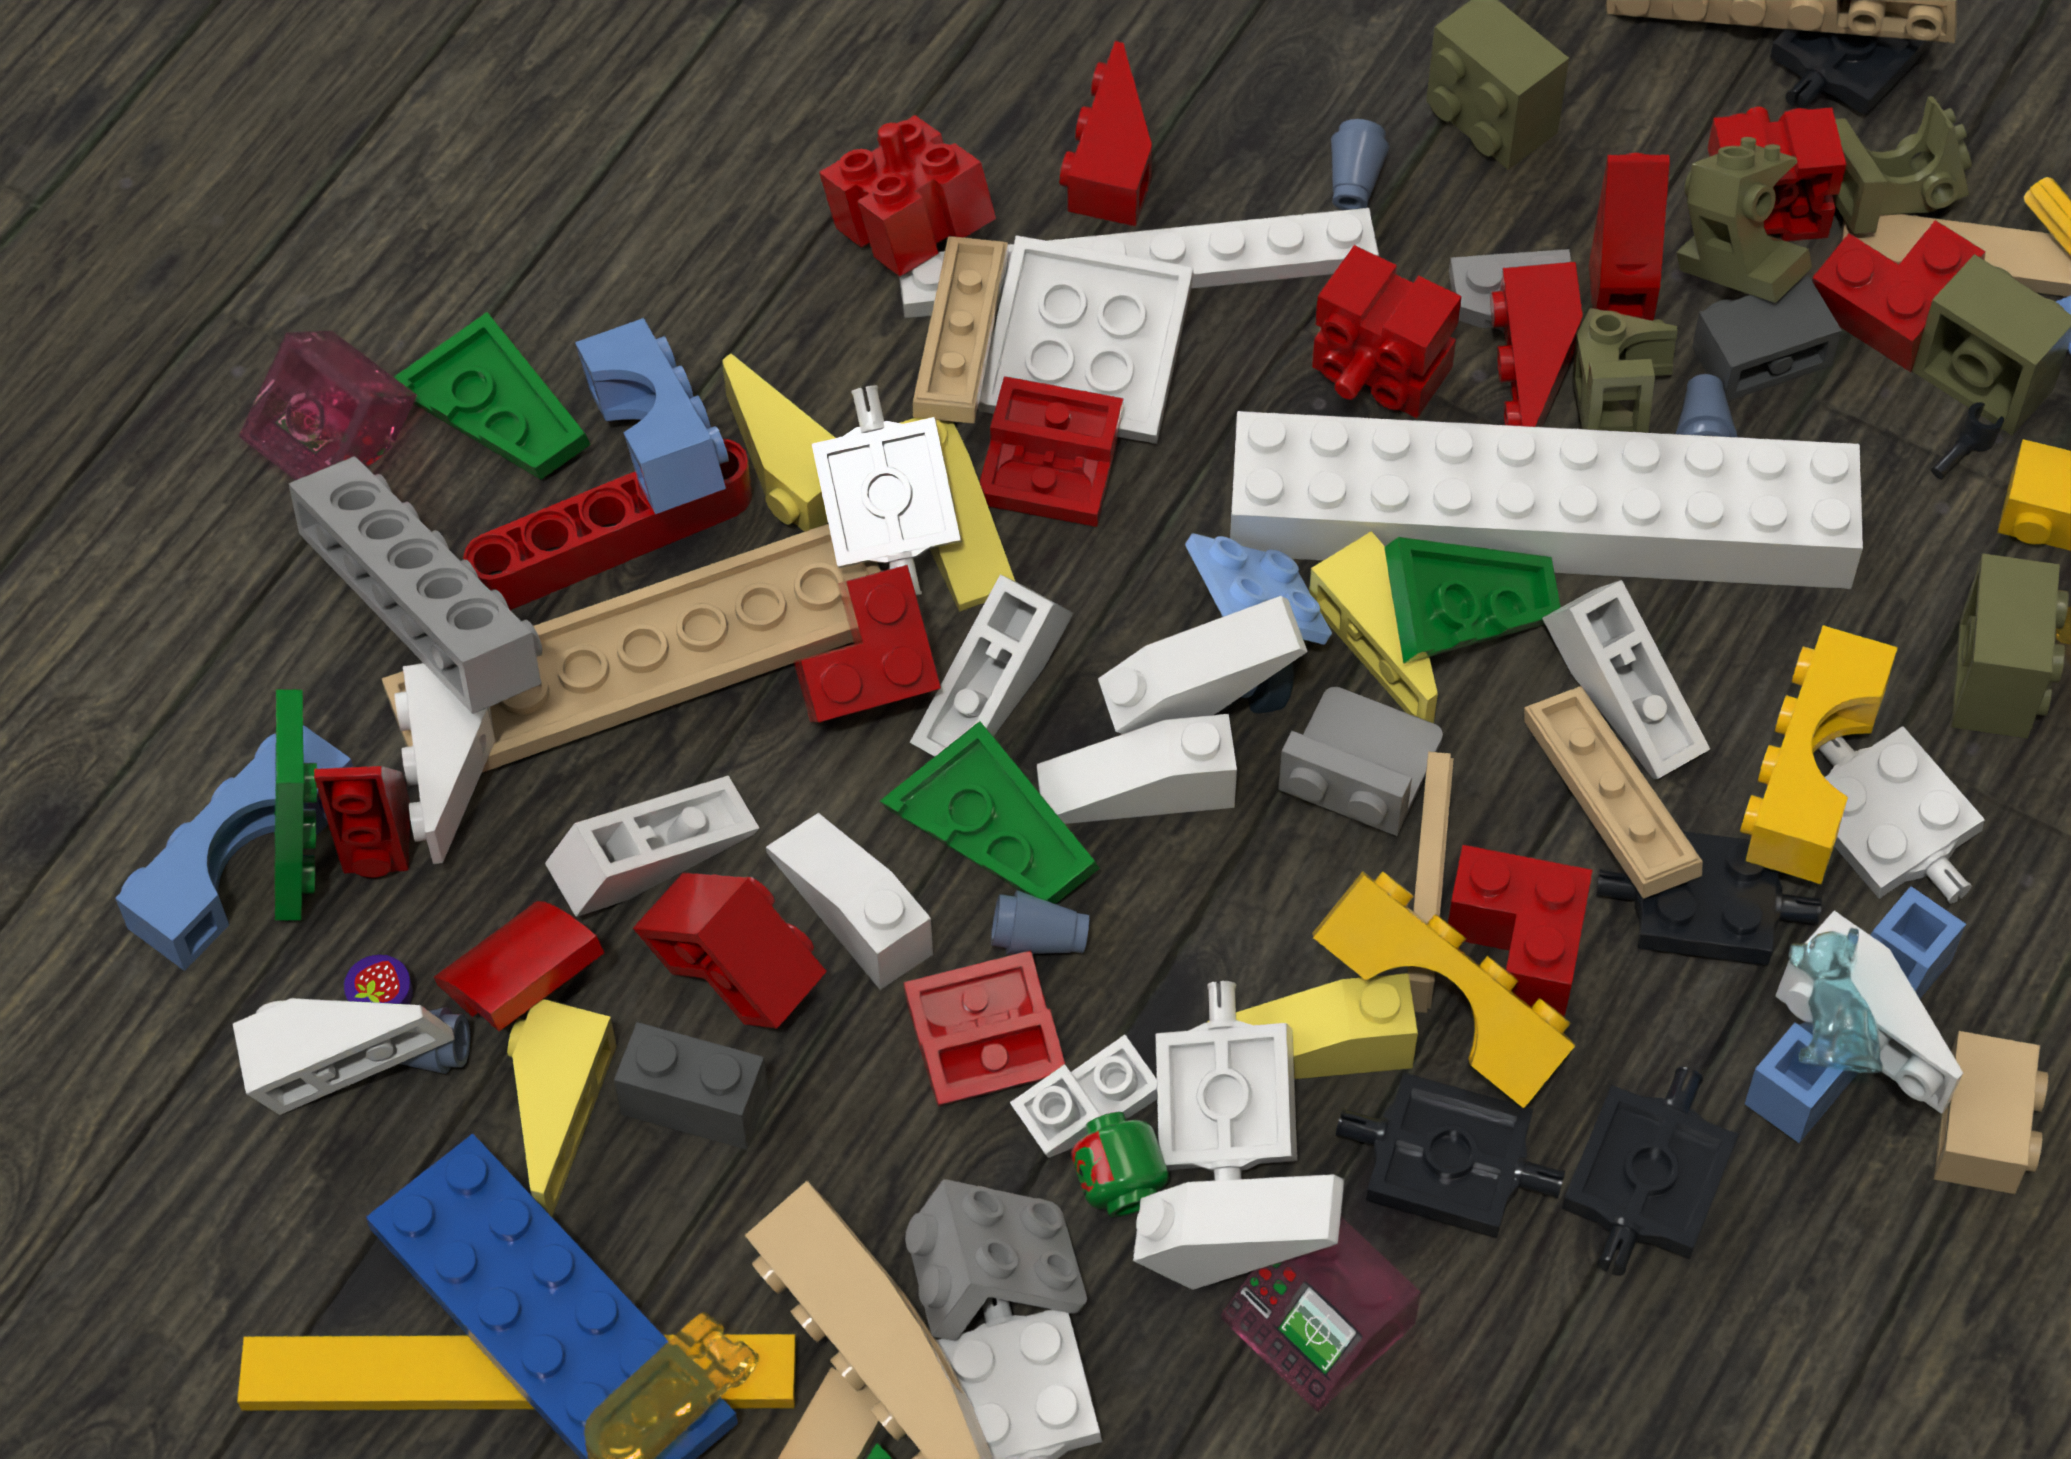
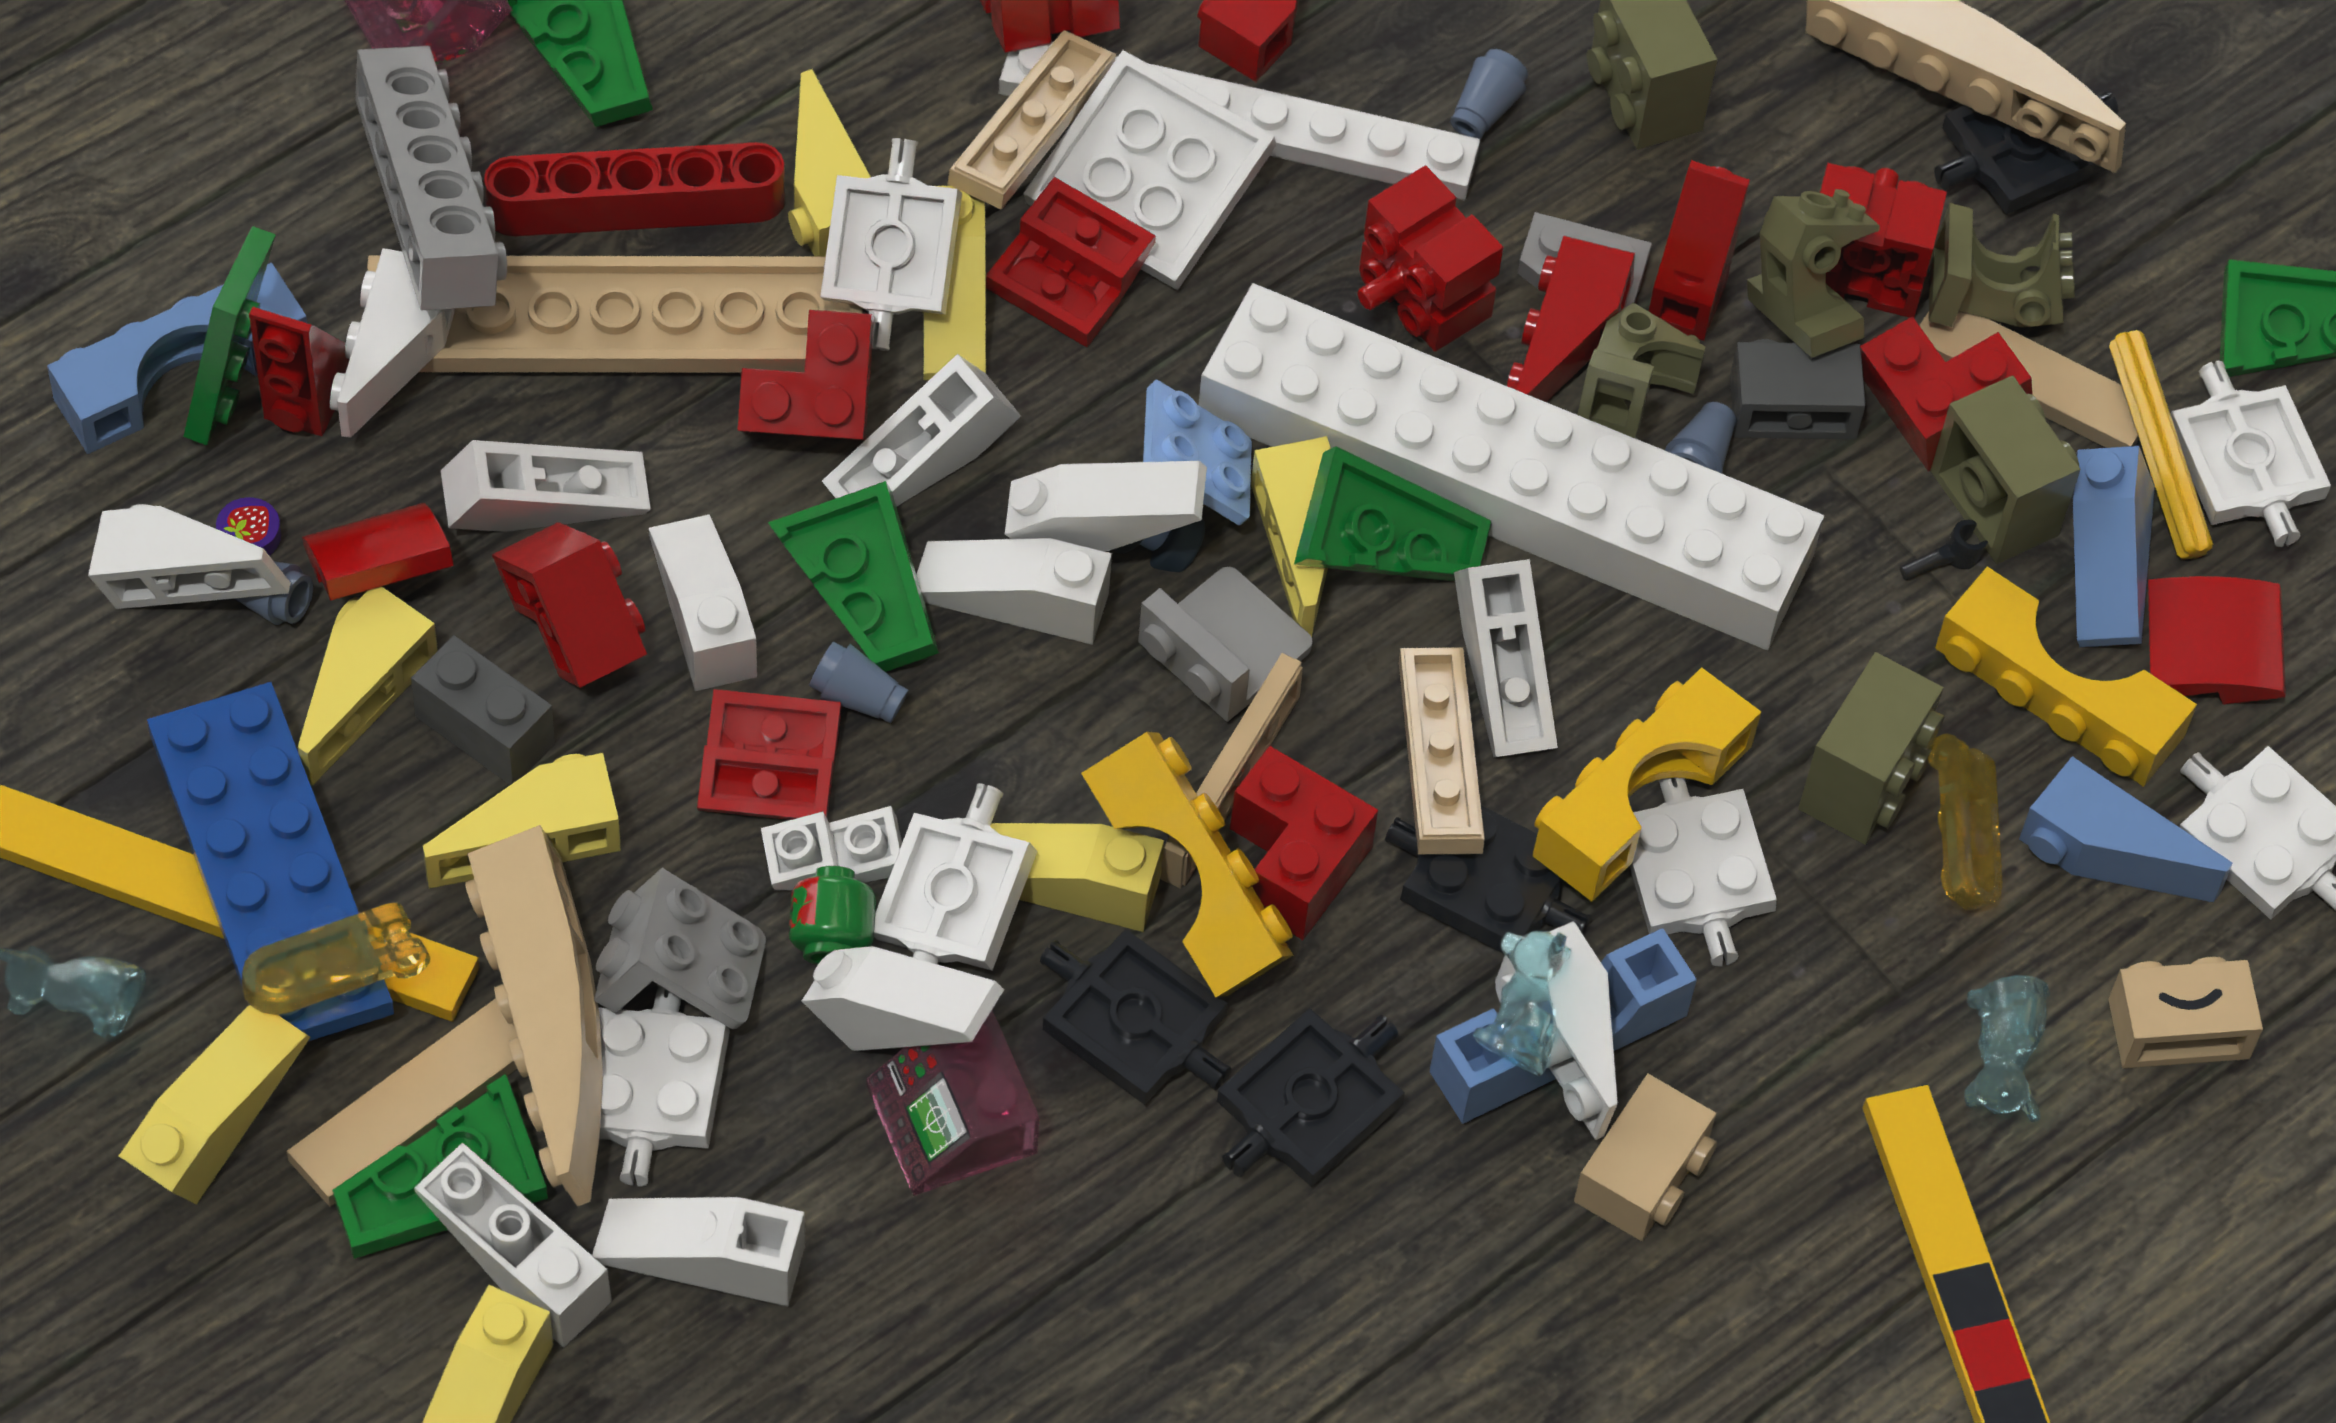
camera: 15 degrees right, 0 degrees up
(673, 443) = (717, 130): medium blue arch -> none
(811, 1142) = (565, 797): none -> light yellow slope

